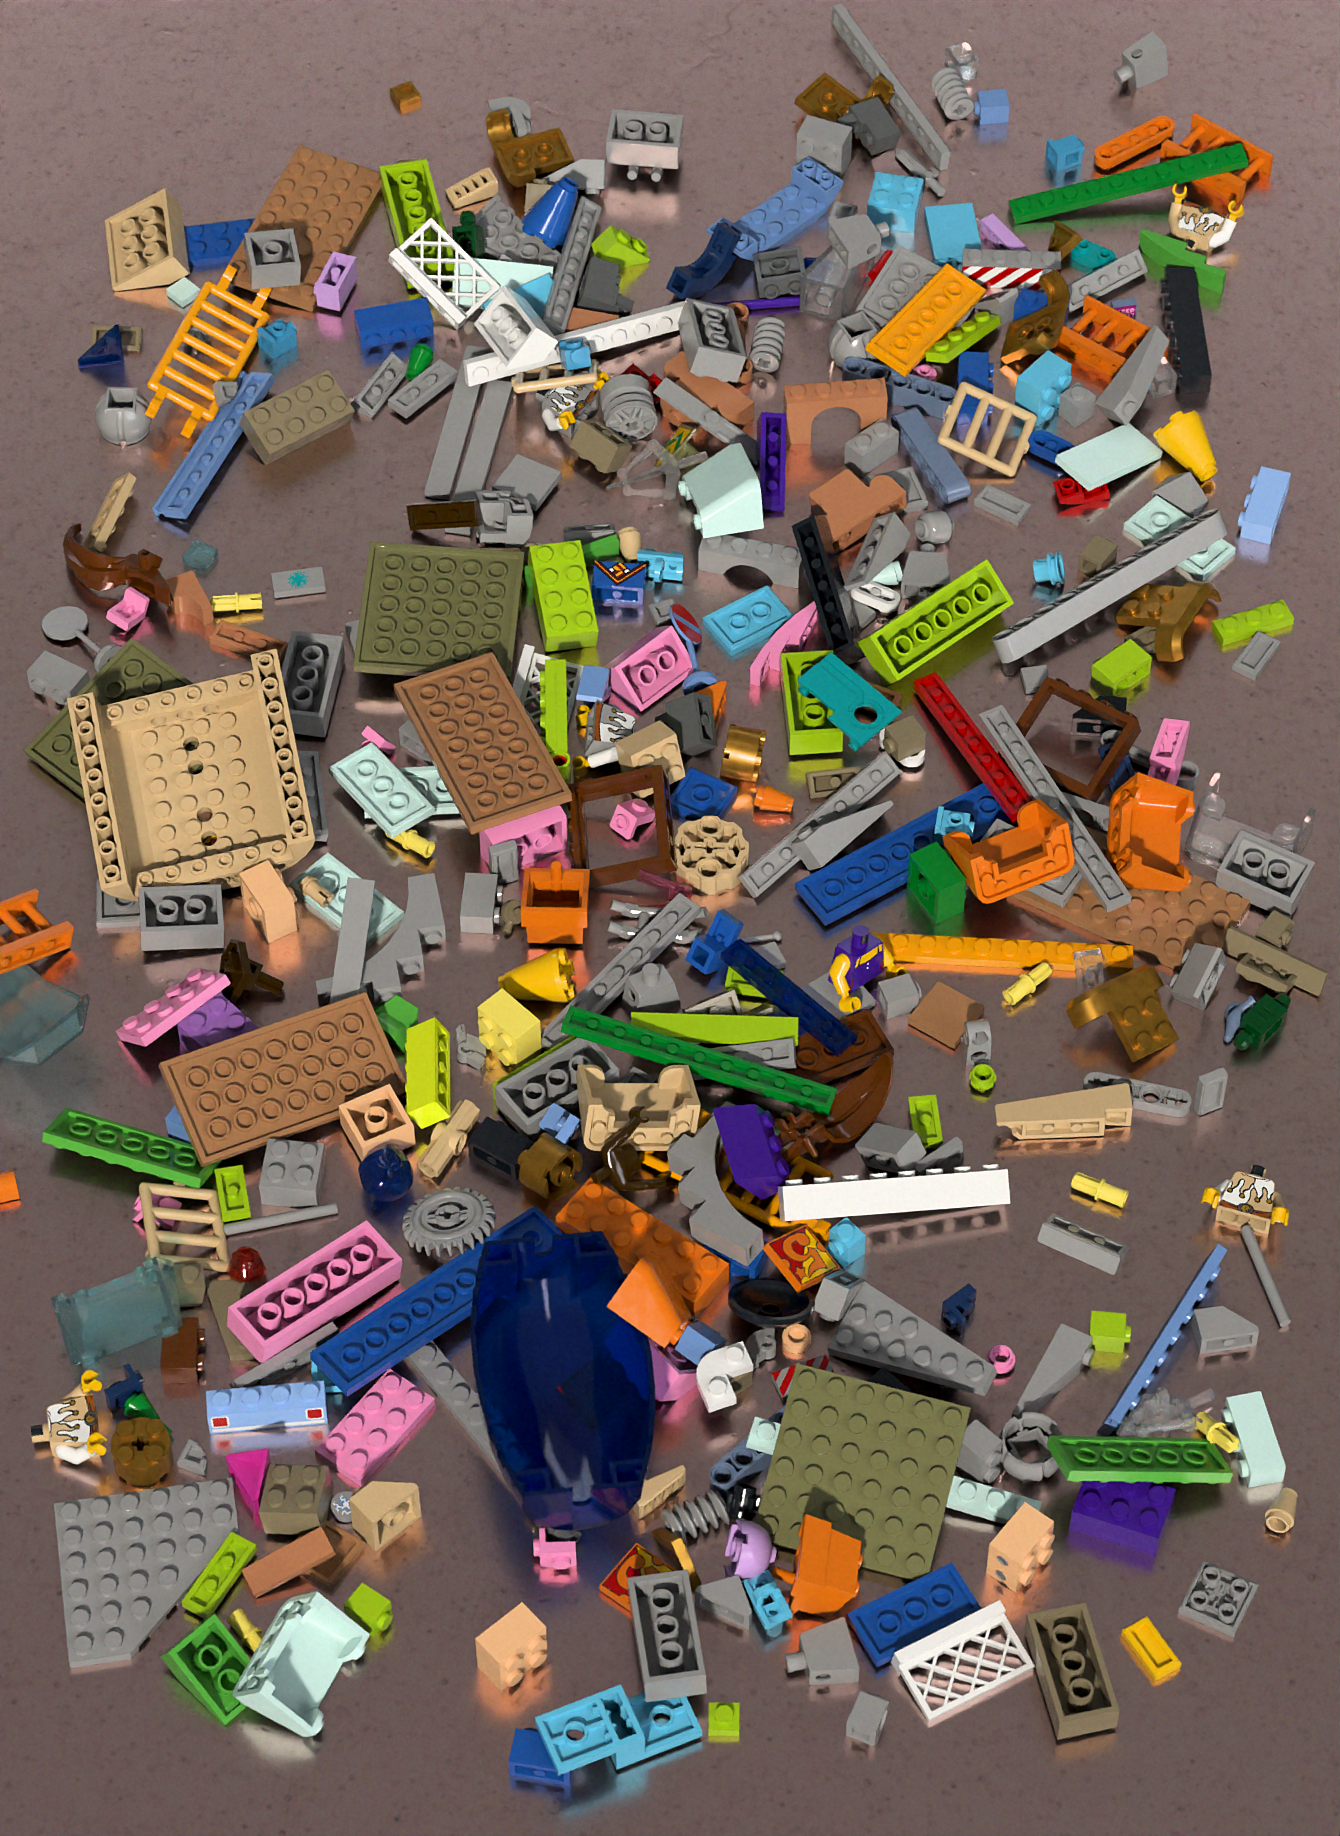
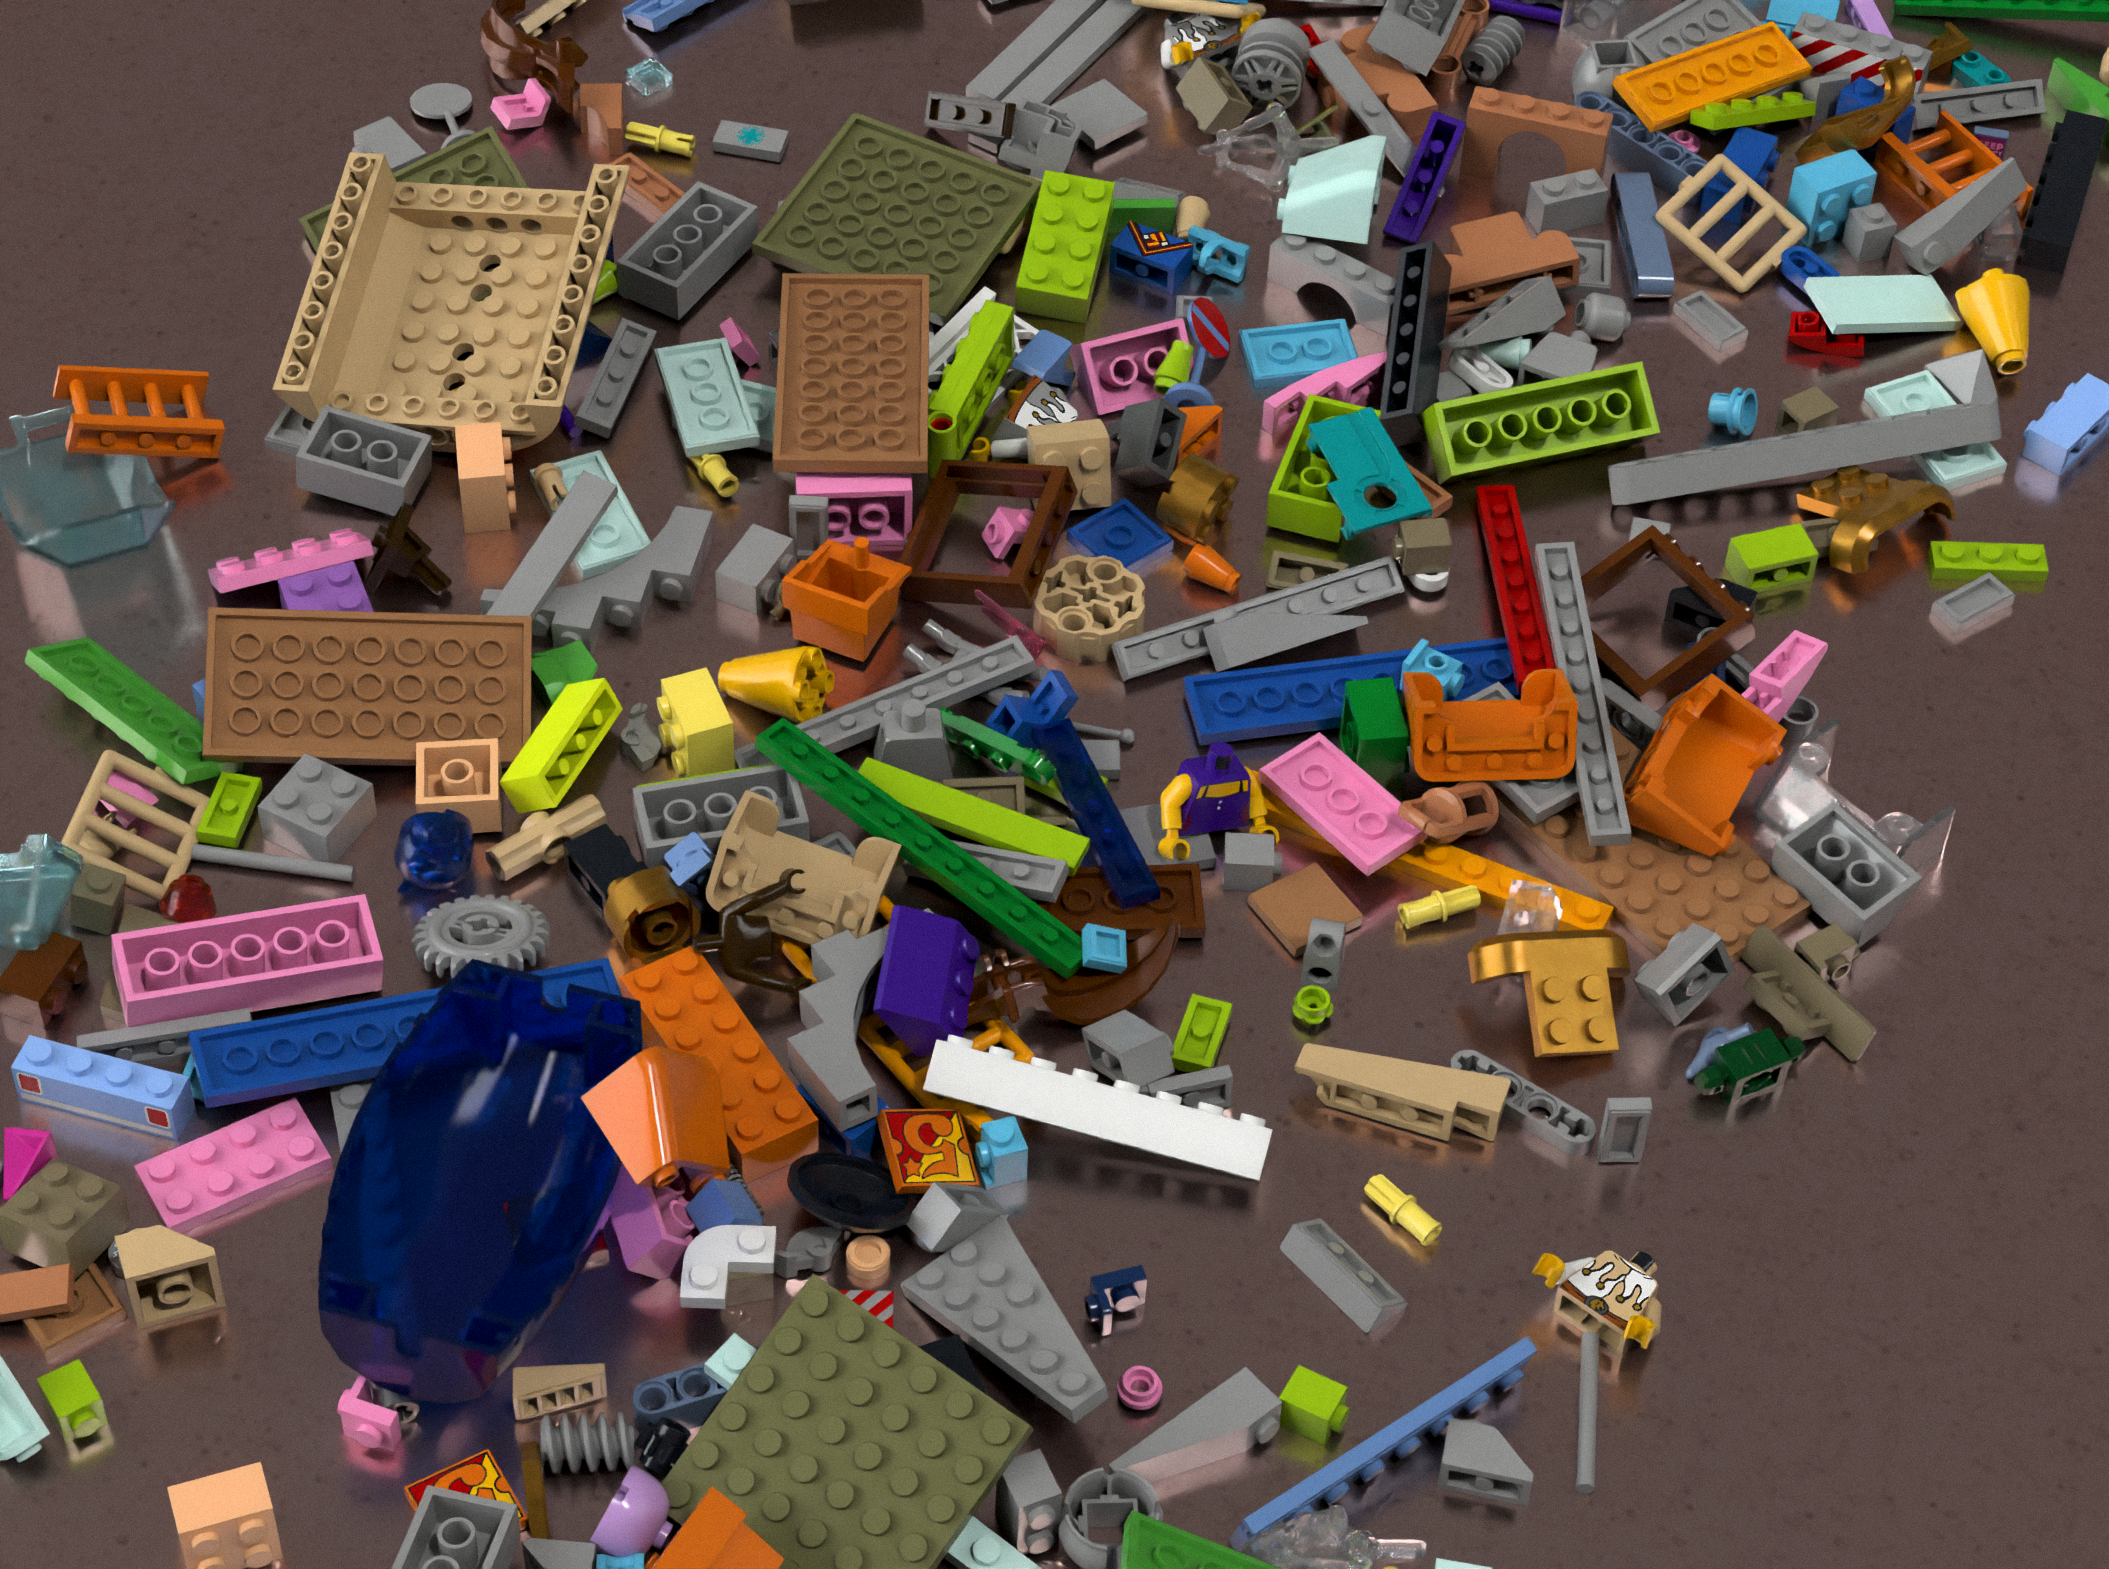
camera: 20 degrees right, 5 degrees down
(680, 663) = (1174, 367): none -> lime cone
(709, 976) = (997, 748): none -> green plate
(844, 1087) = (1104, 948): none -> medium azure tile
(940, 936) = (1341, 803): none -> bright pink plate
(1006, 921) = (1443, 813): none -> nougat piece

